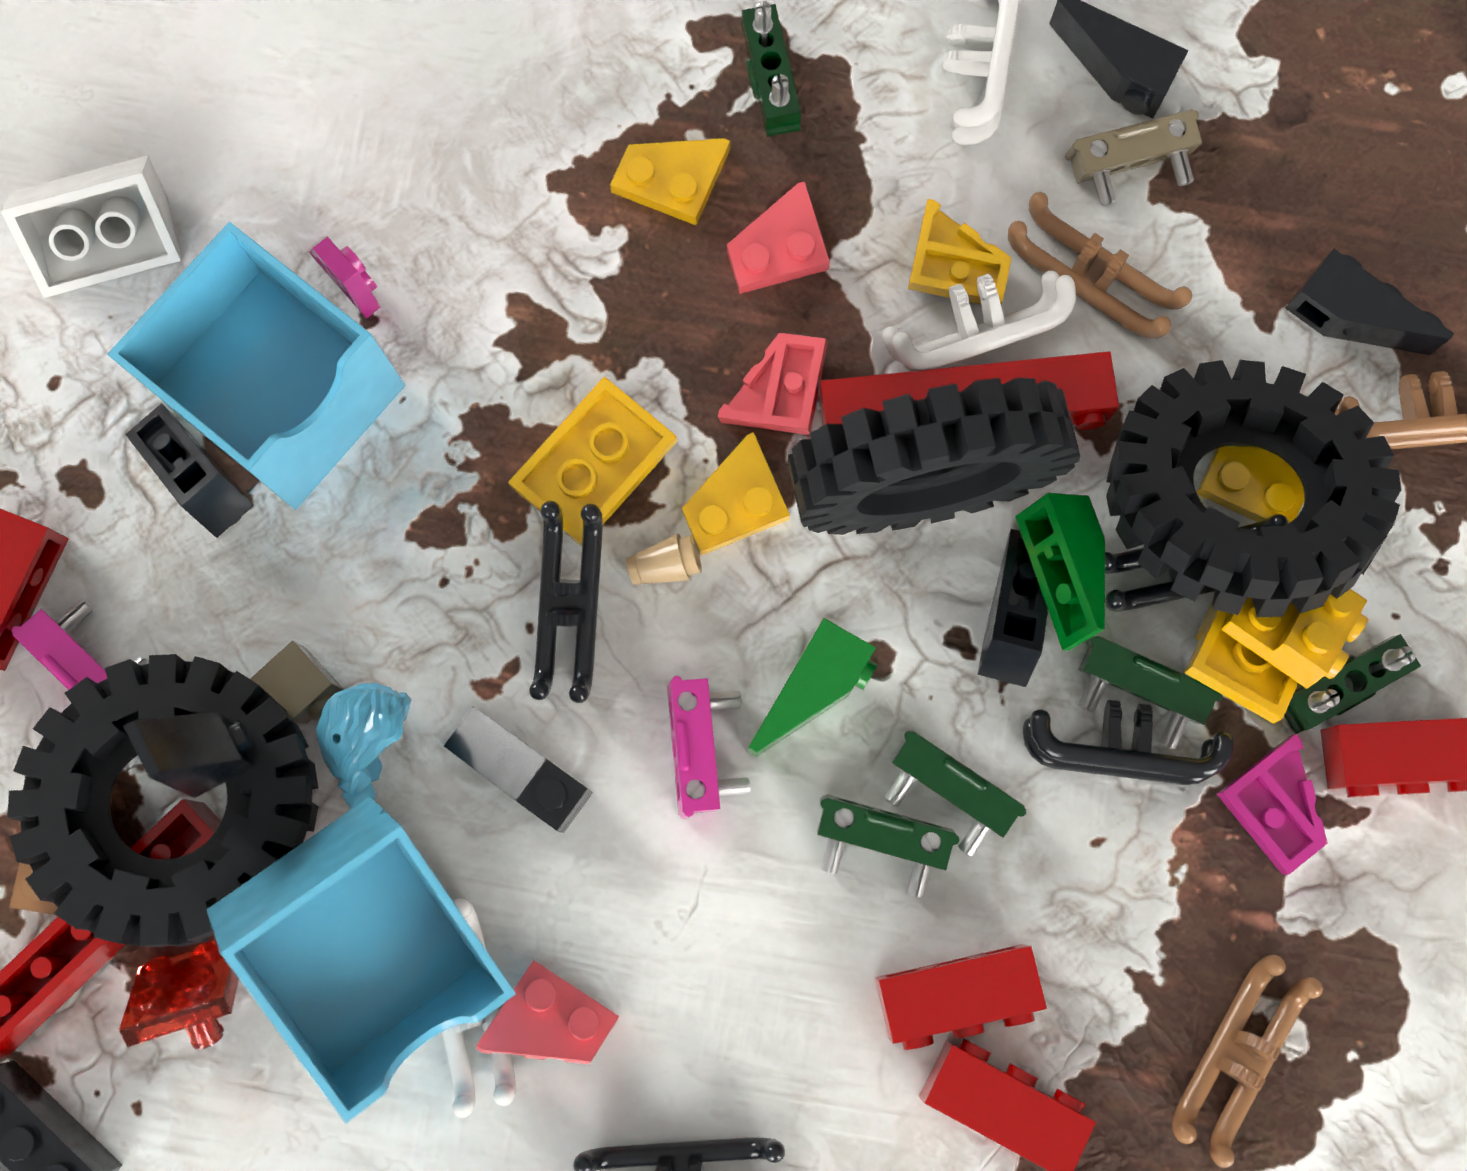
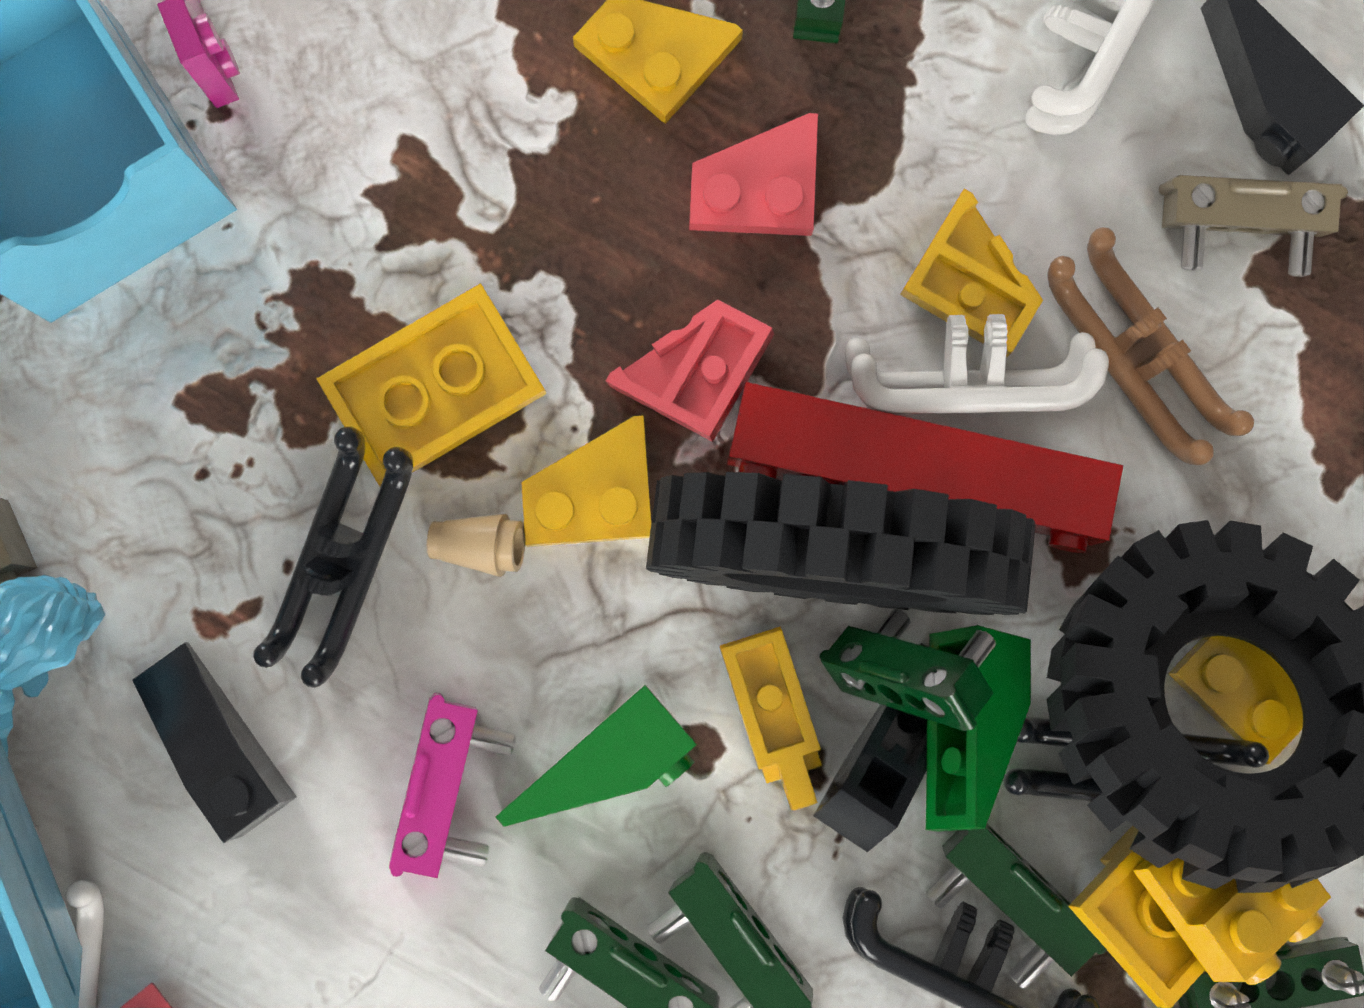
camera: 10 degrees right, 5 degrees up
(923, 611) = (774, 712): none -> yellow hinge
(1011, 544) = (910, 675): none -> dark green piece

